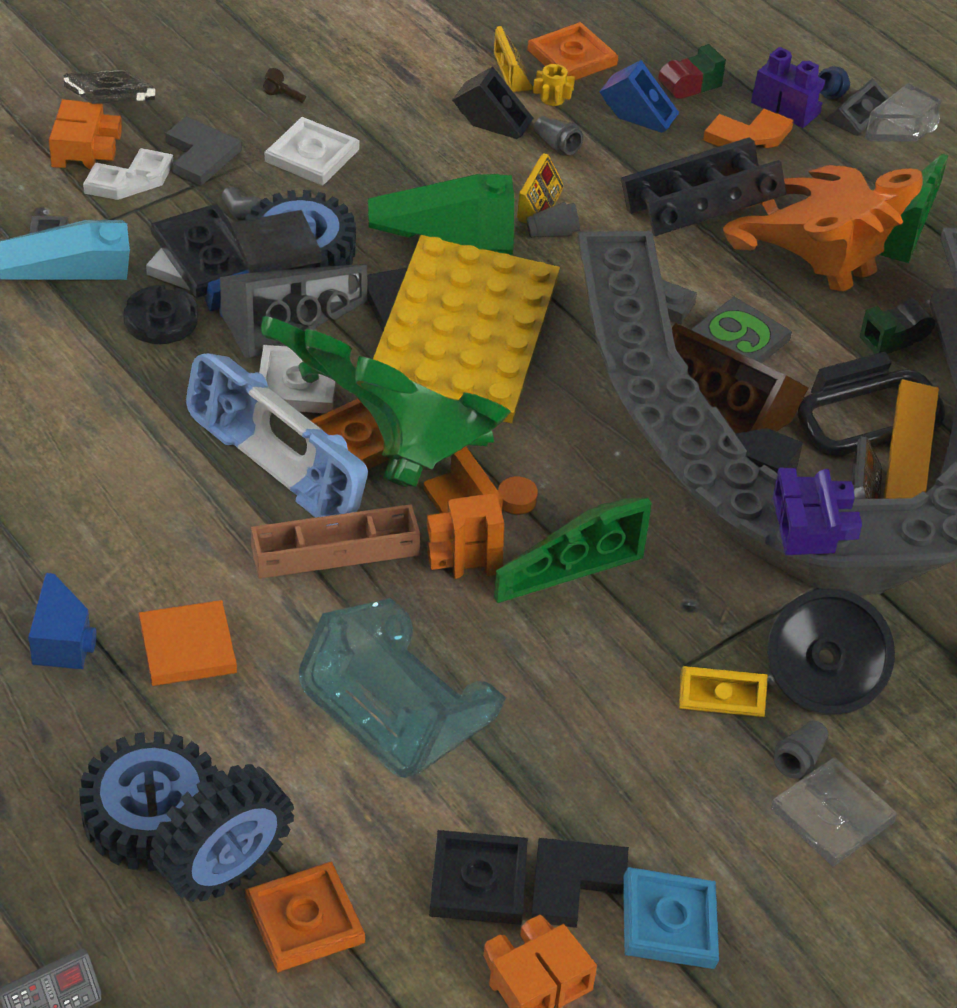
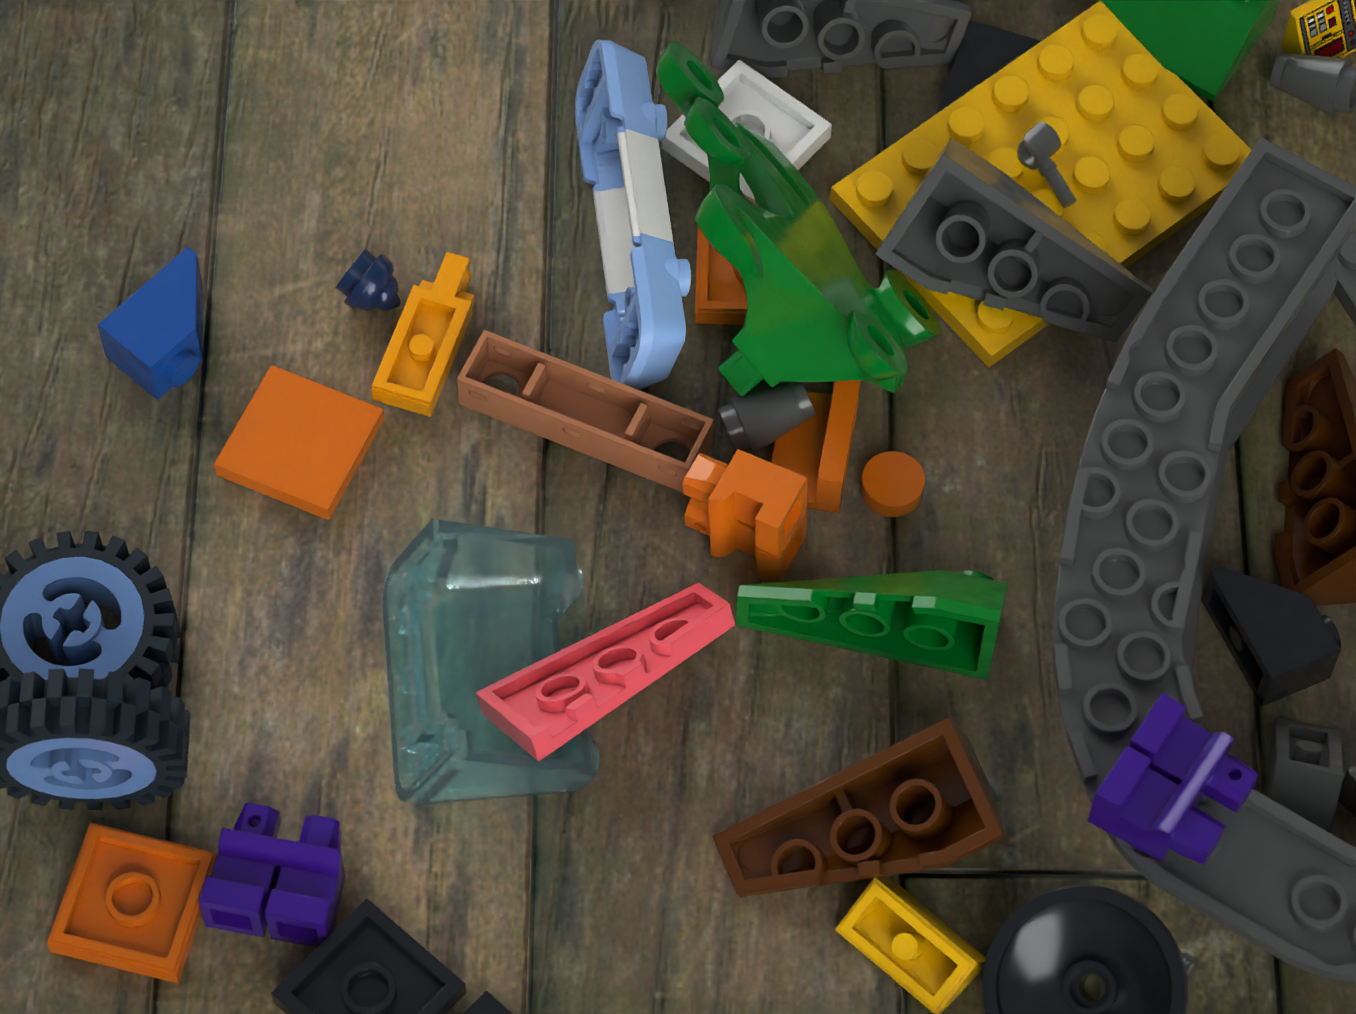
camera: 40 degrees right, 15 degrees up
(157, 545) = (370, 283): none -> dark blue plate
(215, 556) = (426, 339): none -> light orange hinge
(379, 852) = (276, 880): none -> dark purple hips
(430, 493) = (765, 415): none -> dark grey cone
(457, 308) = (1035, 154): none -> dark grey hand
(462, 652) = (592, 677): none -> coral wing
(476, 355) = (997, 243): none -> dark grey wedge
(662, 635) = (885, 816): none -> reddish brown wedge

